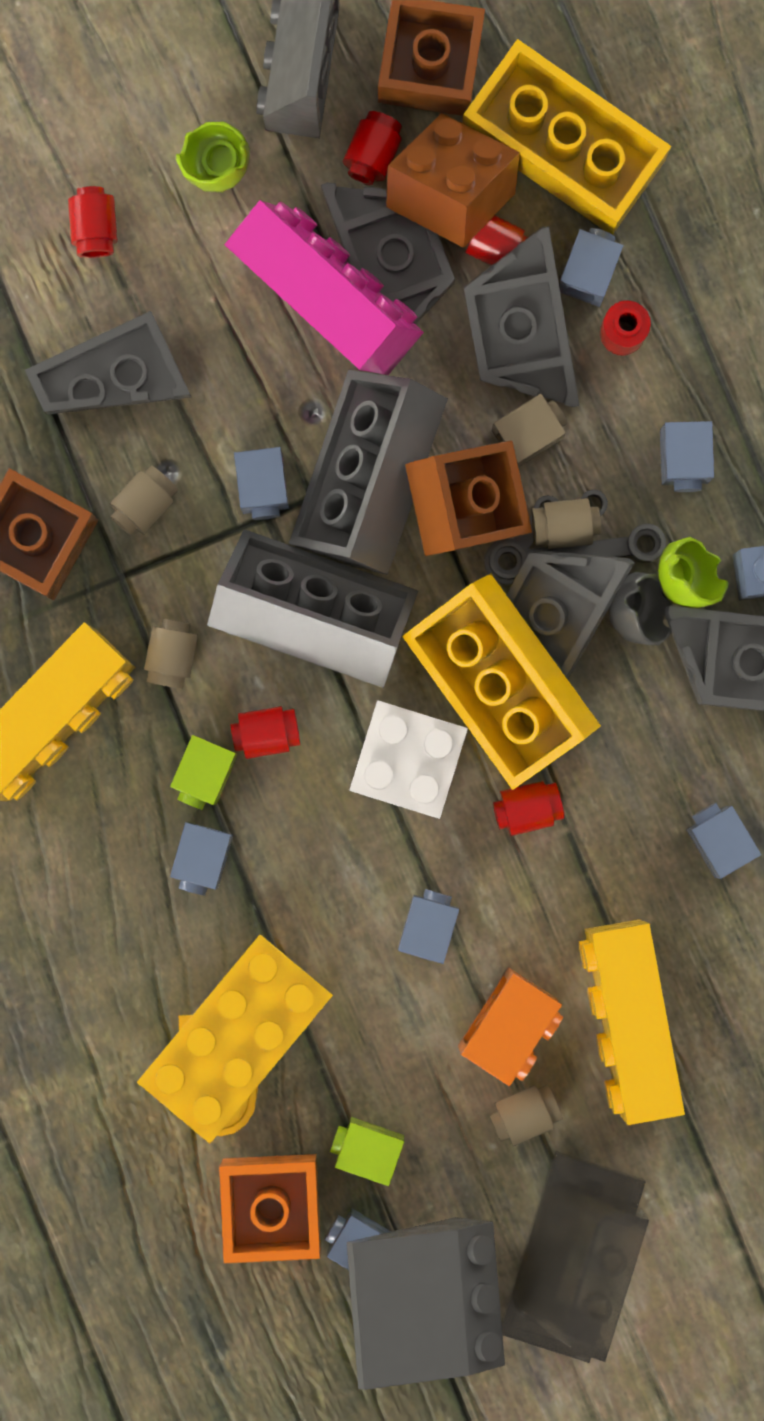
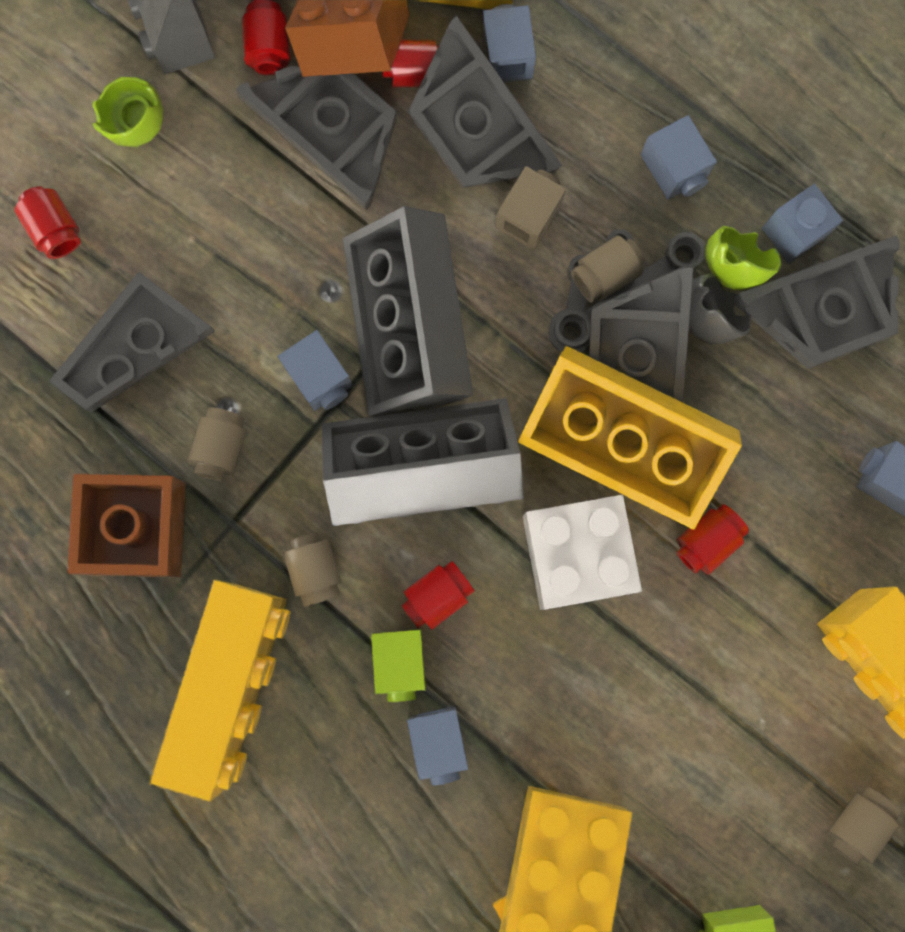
camera: 30 degrees left, 5 degrees down
(324, 287) = (283, 162): dark pink brick -> none
(429, 926) = (681, 698): sand blue brick -> none
(468, 497) = (510, 287): dark orange brick -> none
(510, 1028) = (813, 754): orange brick -> none
(621, 341) = (567, 76): red brick -> none

